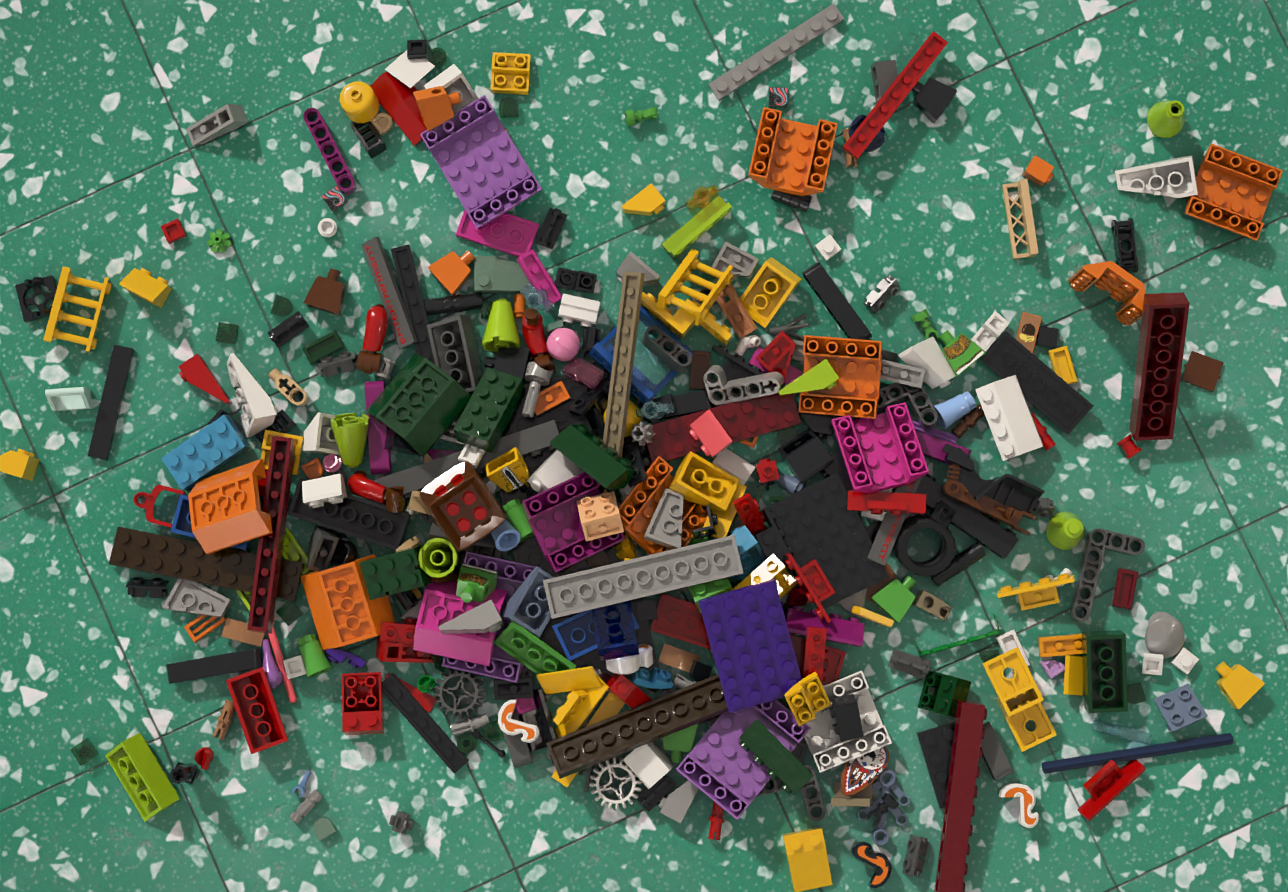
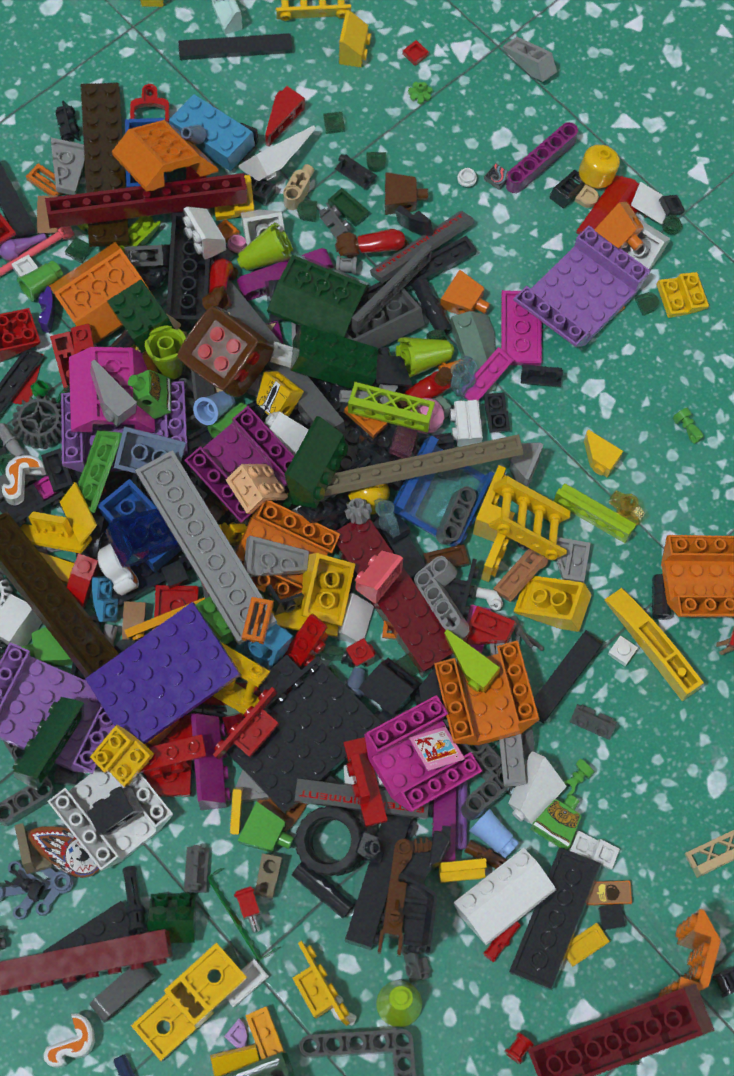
camera: 70 degrees right, 15 degrees down
(212, 469) = (194, 134): none -> sand blue cone
(315, 387) = (307, 210): none -> clear green tile
(365, 290) = (416, 223): none -> black slope
(432, 336) = (391, 289): none -> dark grey tile
(559, 376) = (387, 413): none -> lime fence
(686, 622) = (137, 631): none -> light orange plate
(715, 542) = (261, 639): none -> orange tile
(832, 219) = (655, 644): none -> yellow slope
(877, 433) = (436, 748): none -> sticker
(931, 723) = (134, 911): none -> black pin
(955, 629) = (248, 906): none -> red piece
(980, 445) = (462, 870): none -> yellow slope

